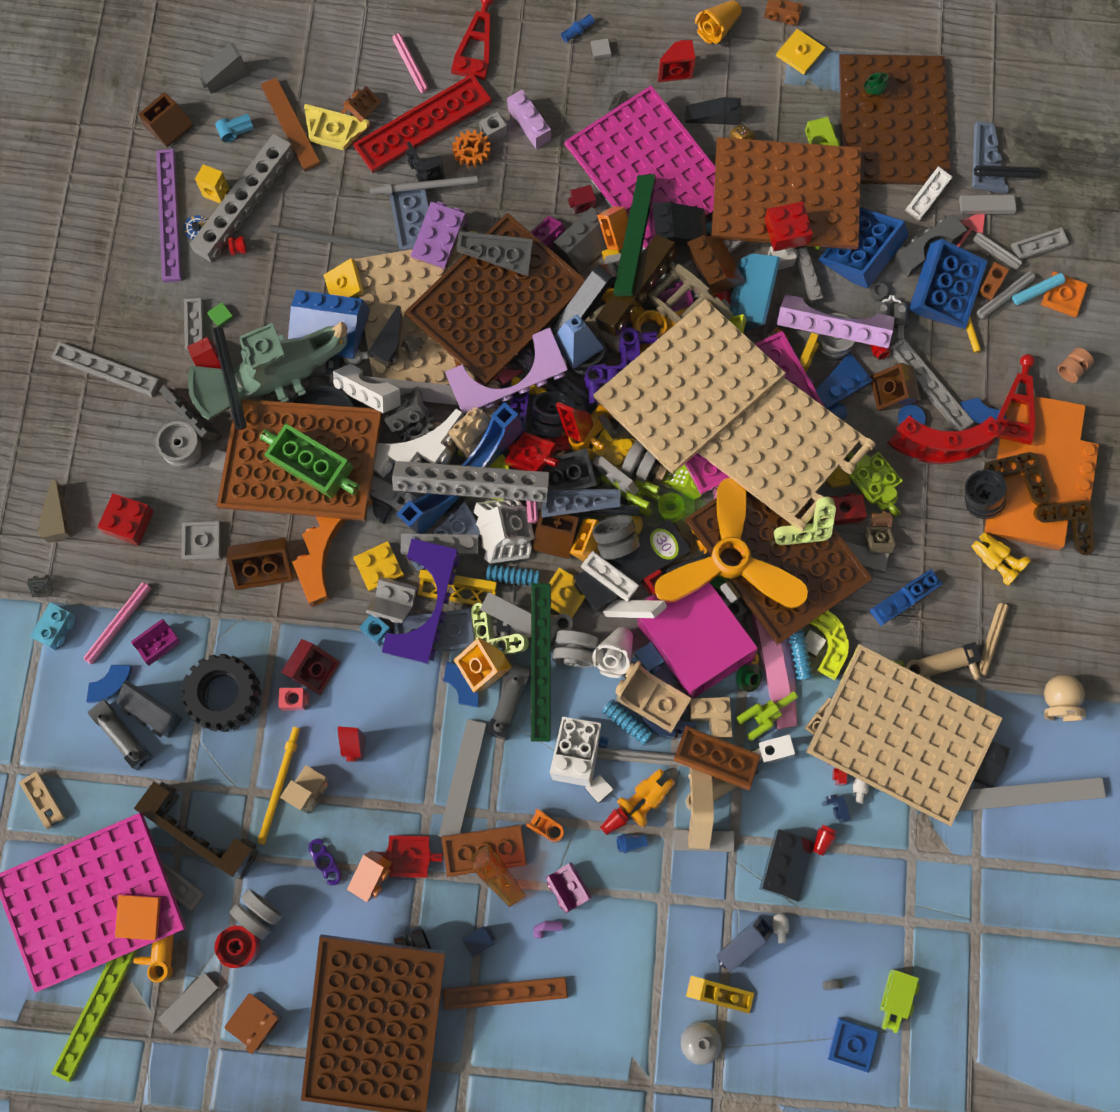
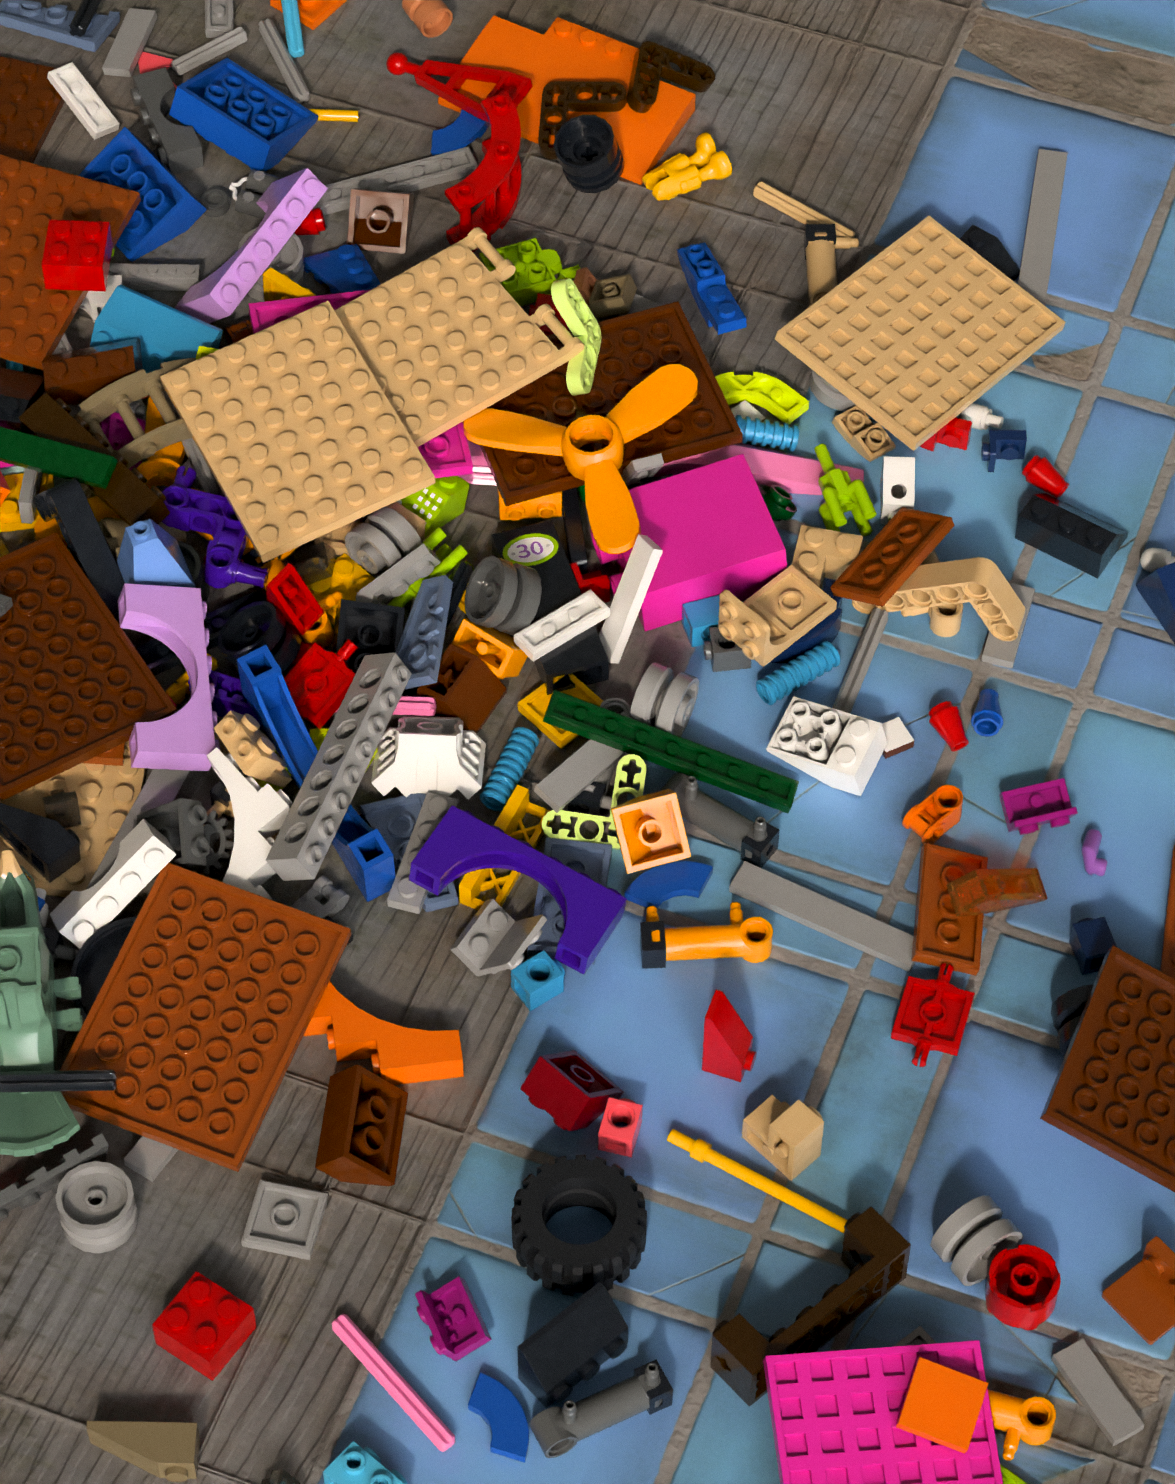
camera: 75 degrees left, 20 degrees down
(309, 461) = (221, 979): bright green brick -> none
(333, 867) = (899, 1150): dark purple piece -> none
(369, 876) = (954, 1065): brick -> none
(378, 563) = (425, 960): yellow plate -> none
(423, 712) = (704, 942): none -> light orange piece
(614, 653) = (690, 646): white cone -> none
(651, 792) = (921, 667): light orange piece -> none
(671, 498) = (470, 522): clear neon green wheel -> none
(912, 410) = (433, 215): blue piece -> none
(993, 280) = (258, 62): dark orange leg -> none
(1064, 697) = (916, 151): tan tile -> none

